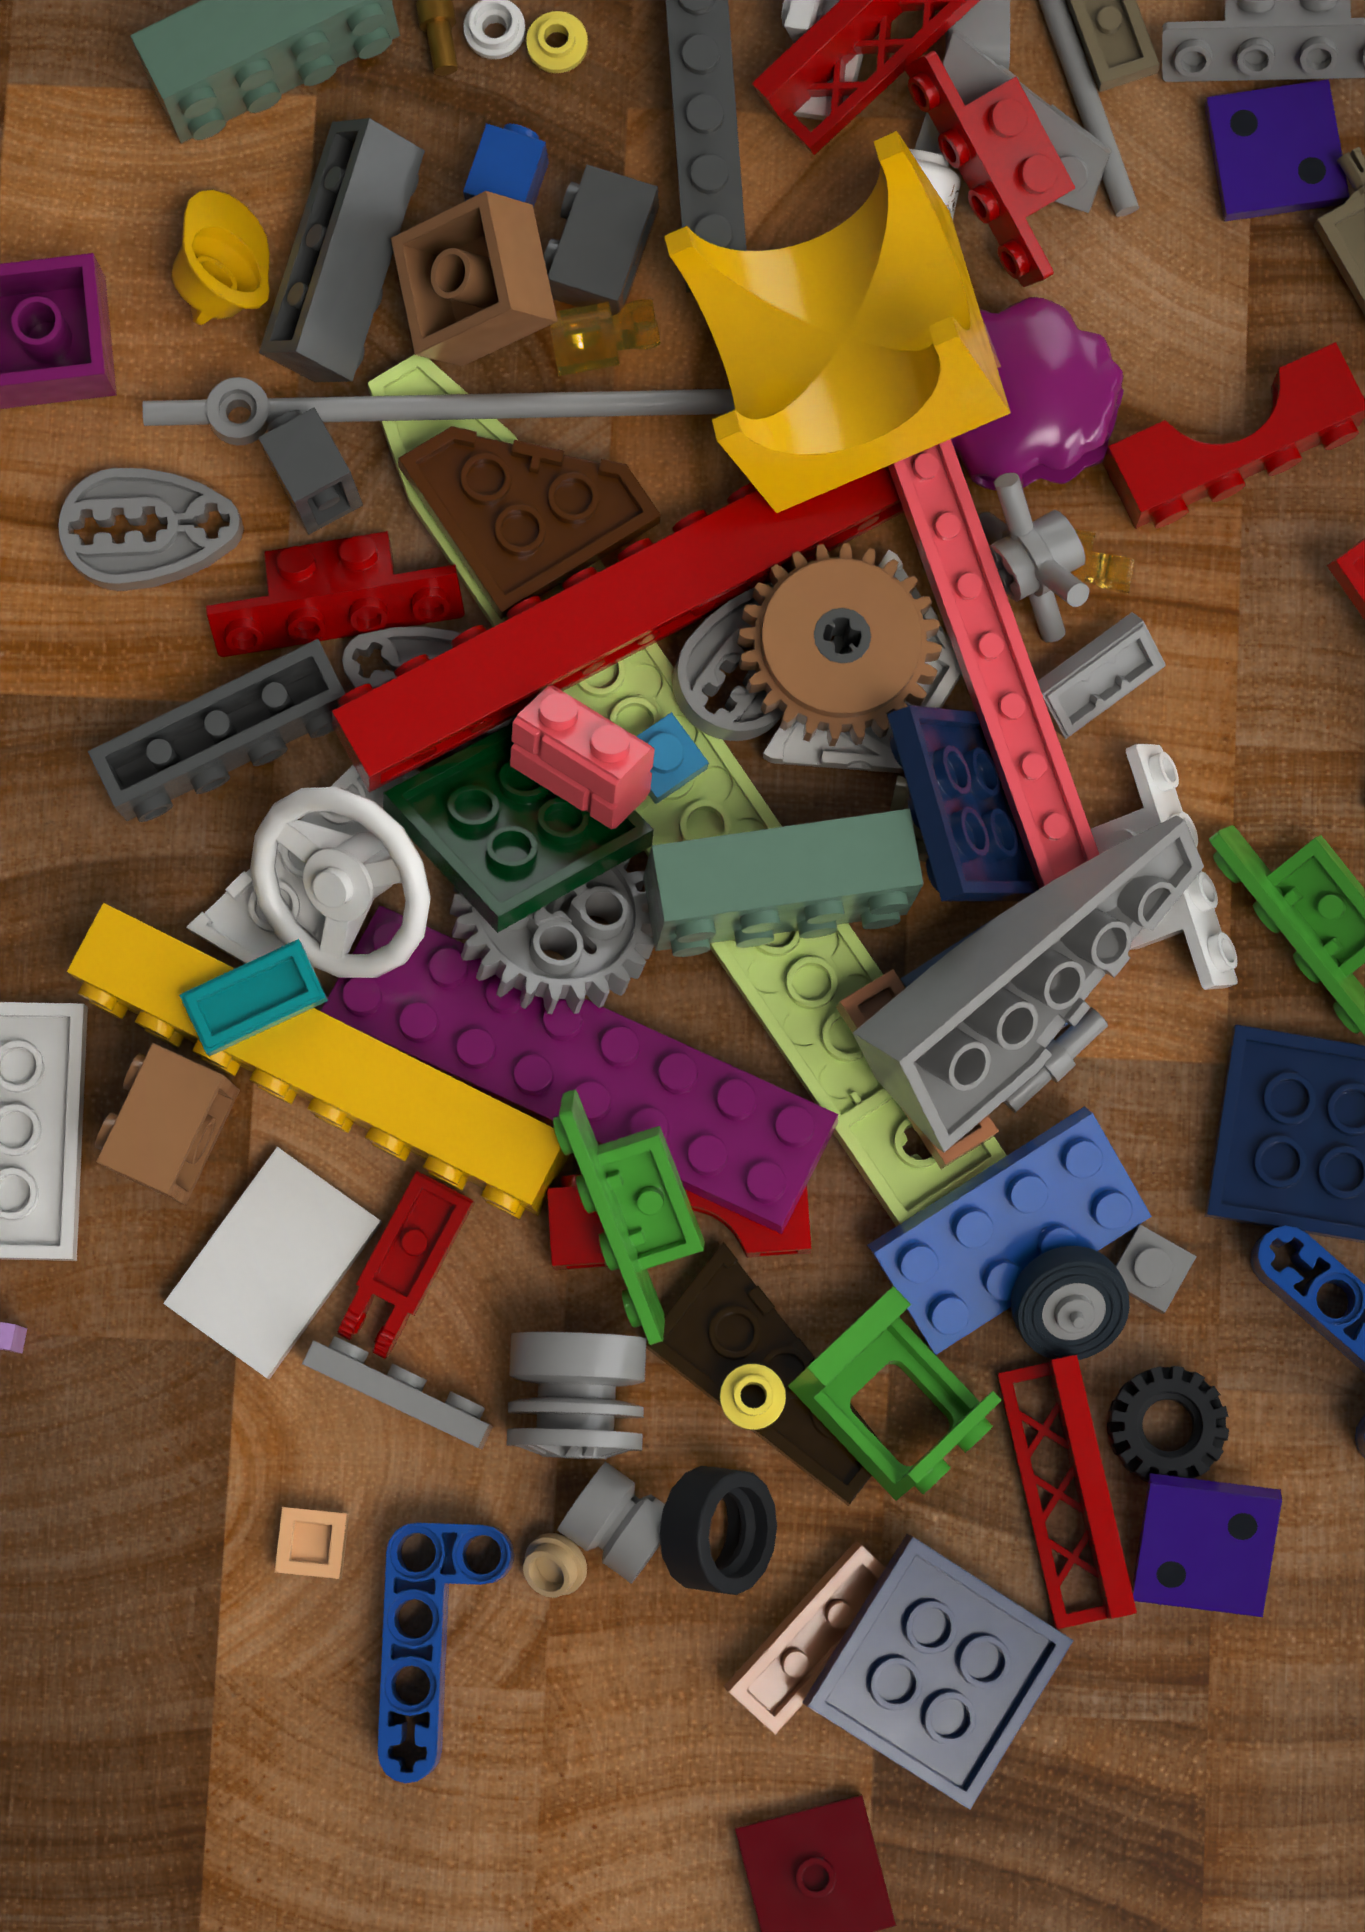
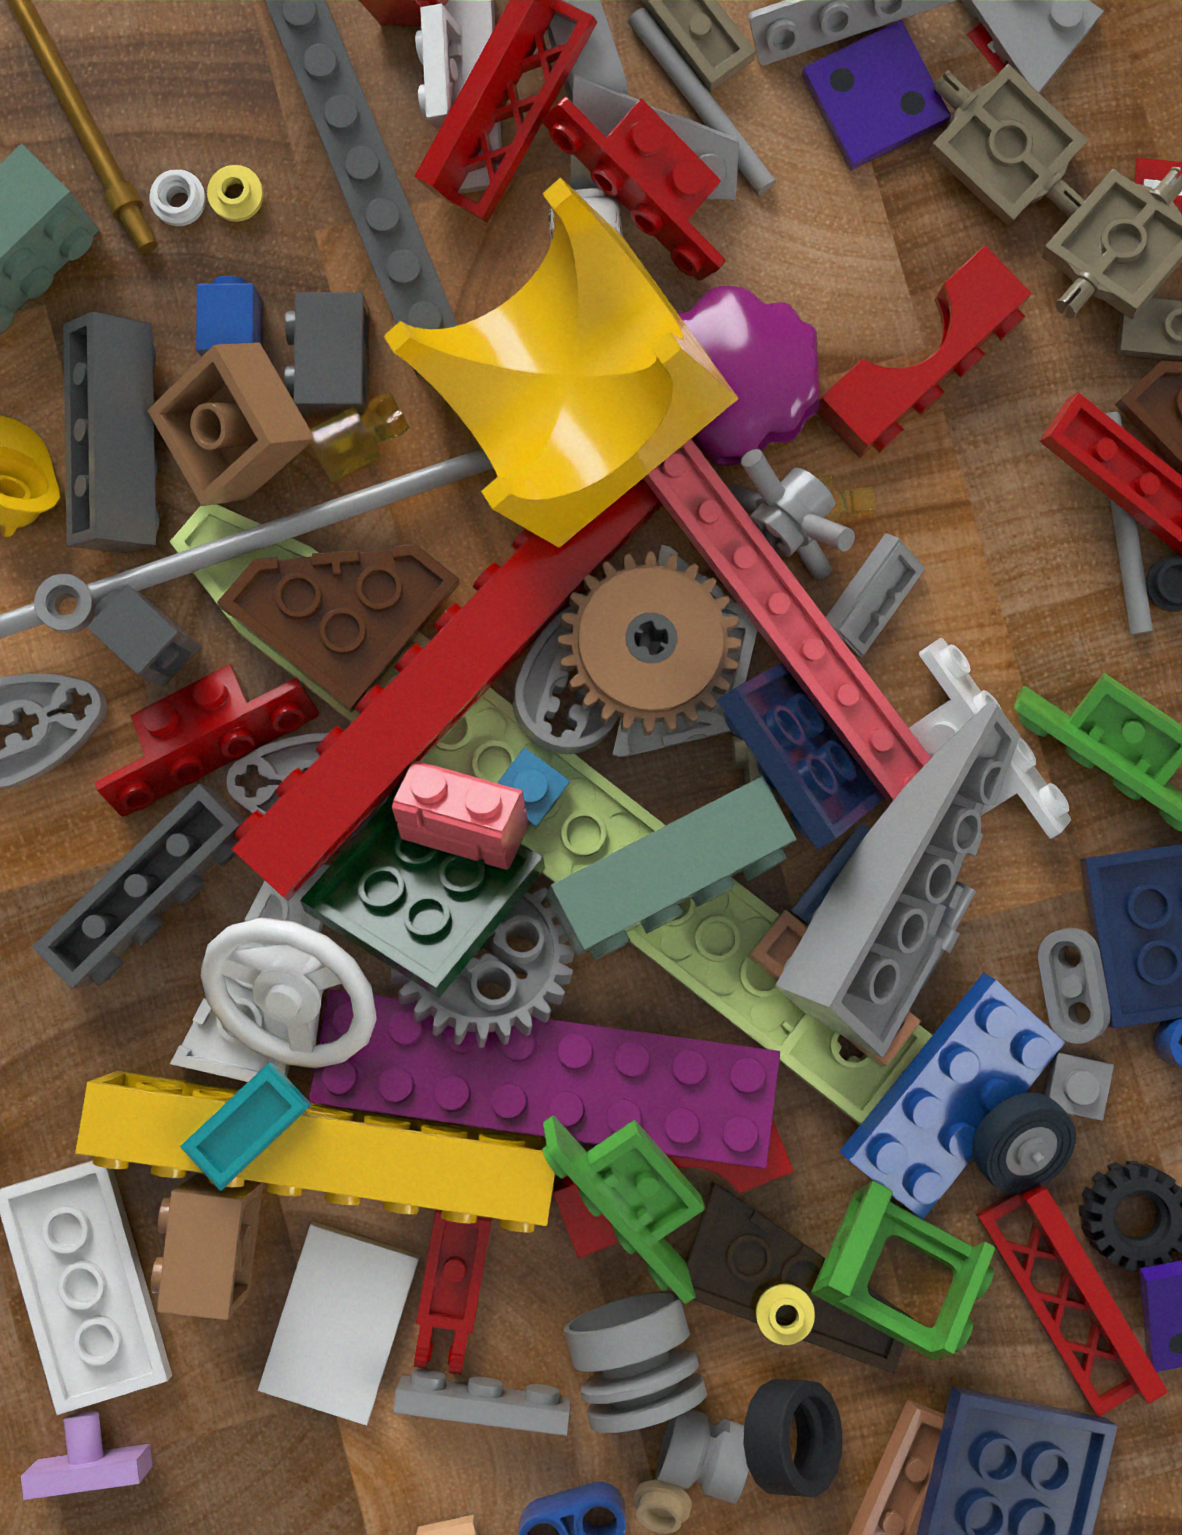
camera: 20 degrees left, 5 degrees up
(1177, 1158) = (1070, 984): none -> light grey plate

